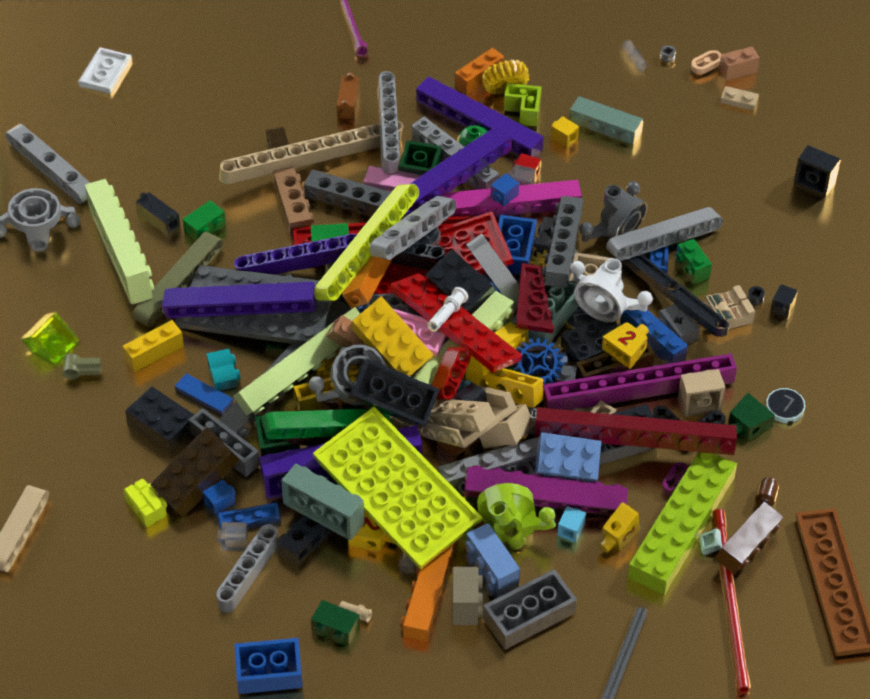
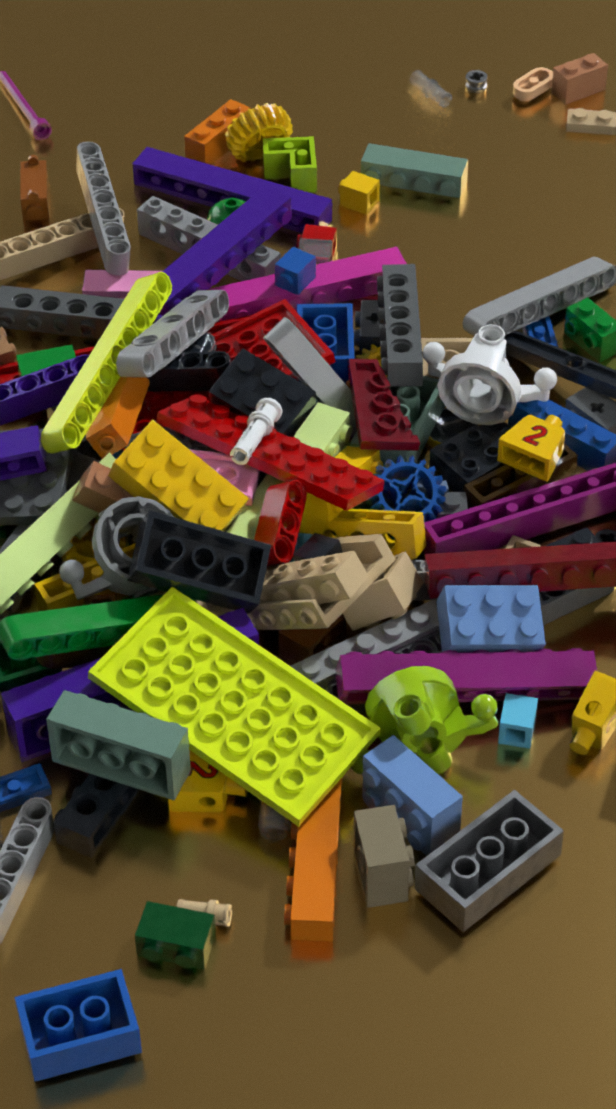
camera: 10 degrees left, 5 degrees down
(419, 157) = (157, 248): dark green brick -> none
(620, 215) = (473, 279): dark grey piece -> none

